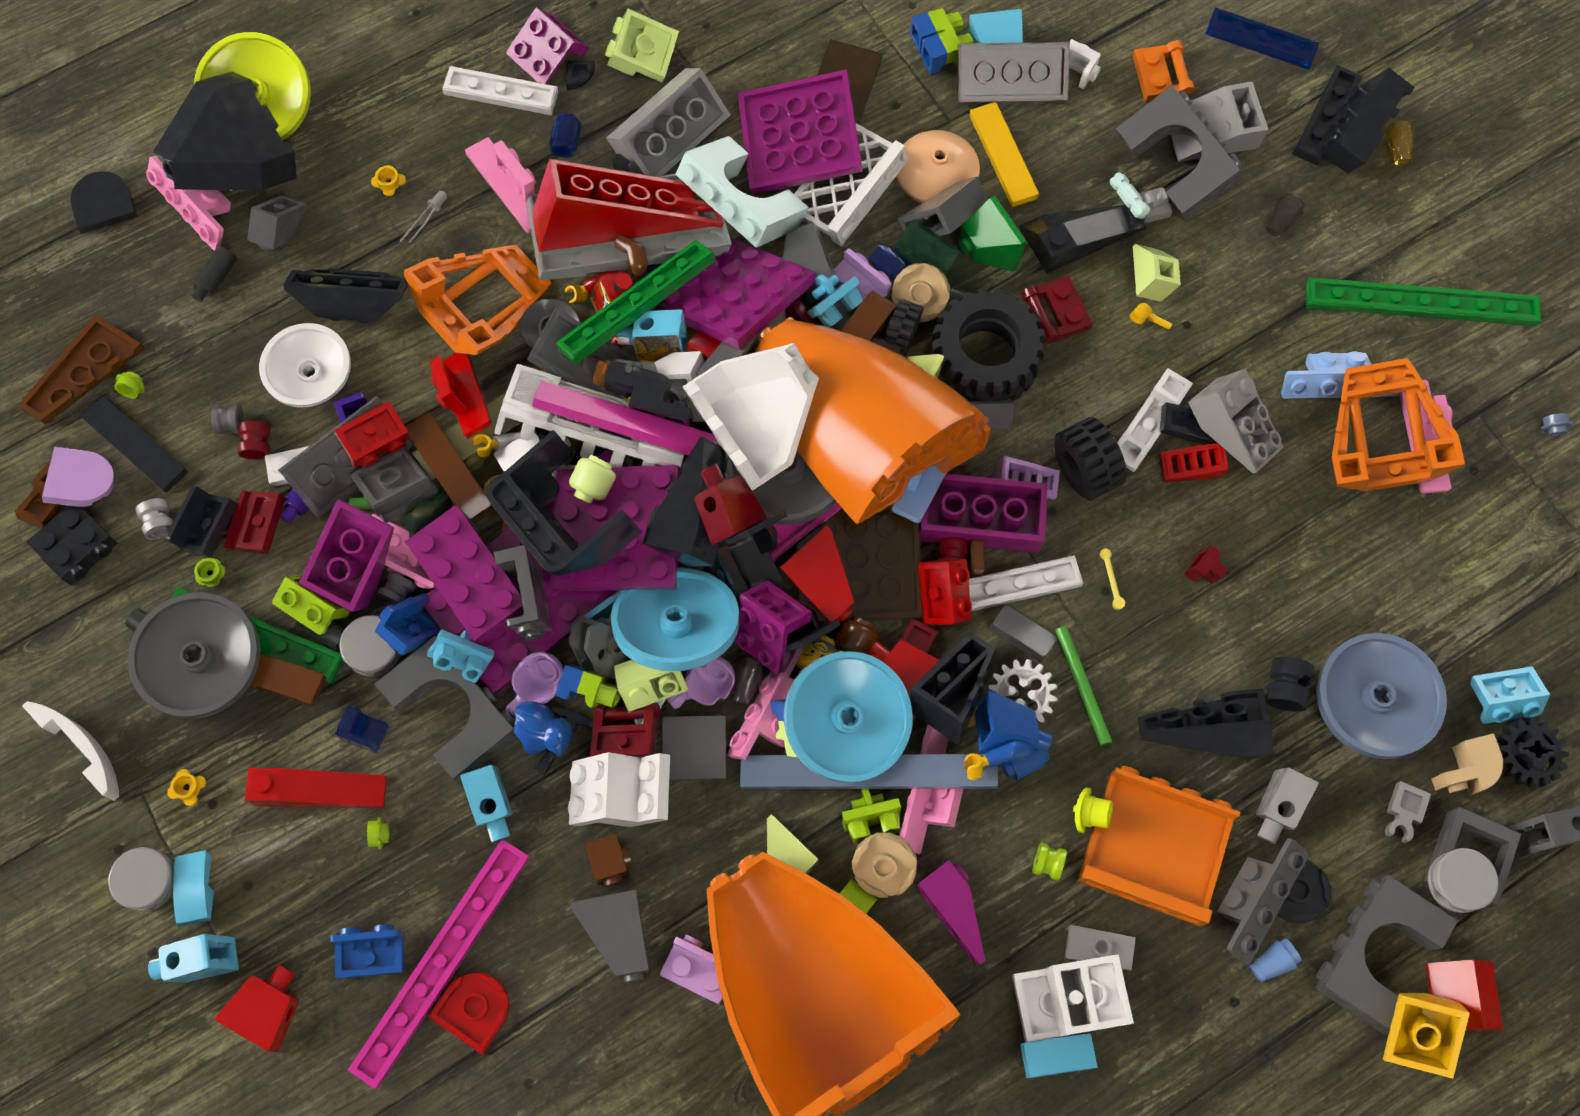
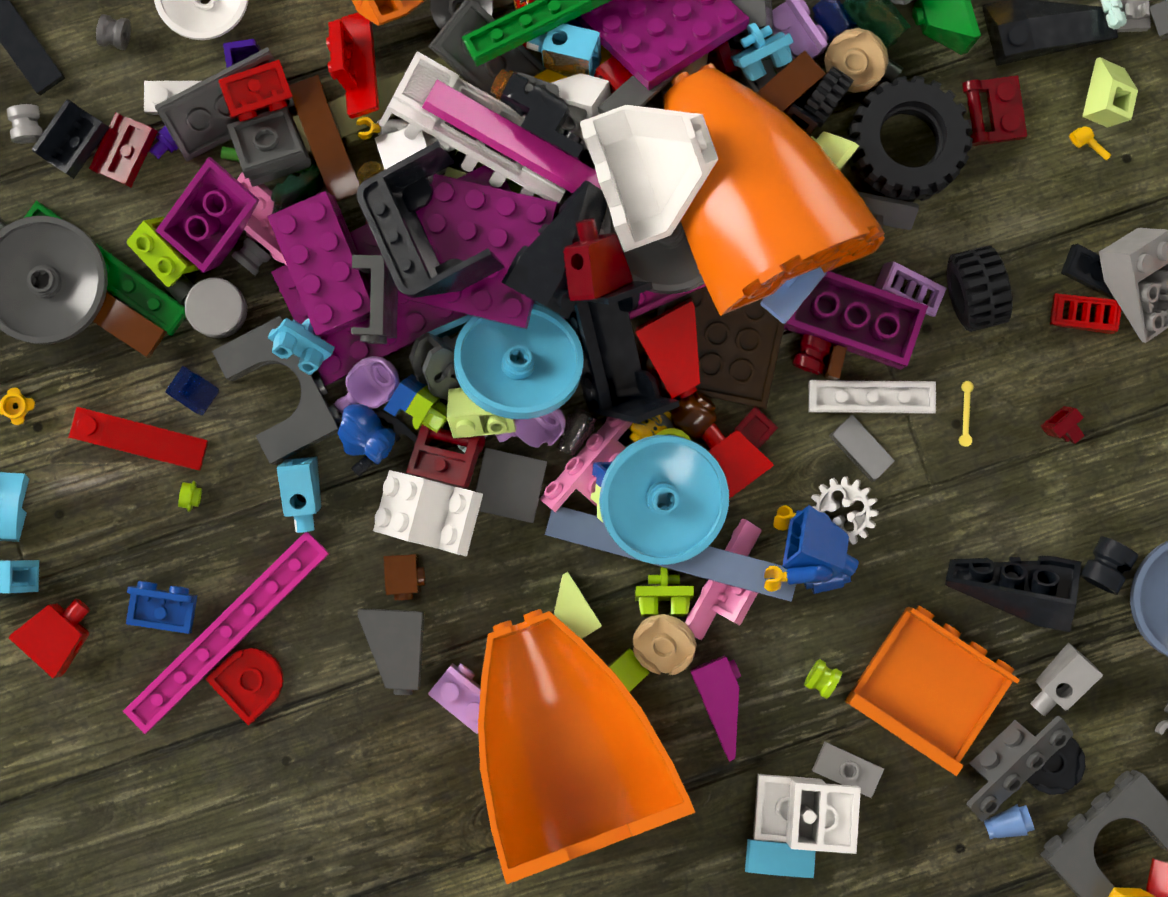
camera: 10 degrees right, 15 degrees up
(204, 566) = (64, 187): lime plate -> none
(253, 438) = (136, 61): dark red wheel -> none
(407, 625) = (255, 299): blue bracket -> none
(592, 479) = (466, 199): yellowish green head -> none
(765, 622) = (609, 383): magenta bracket -> none
(945, 591) = (794, 391): red bracket -> none
(953, 687) = (776, 491): black wedge -> none
(1083, 686) = (905, 514): bright green bar -> none
(1092, 811) = (877, 643): neon yellow piece -> none
(1146, 425) = (1050, 259): white slope -> none

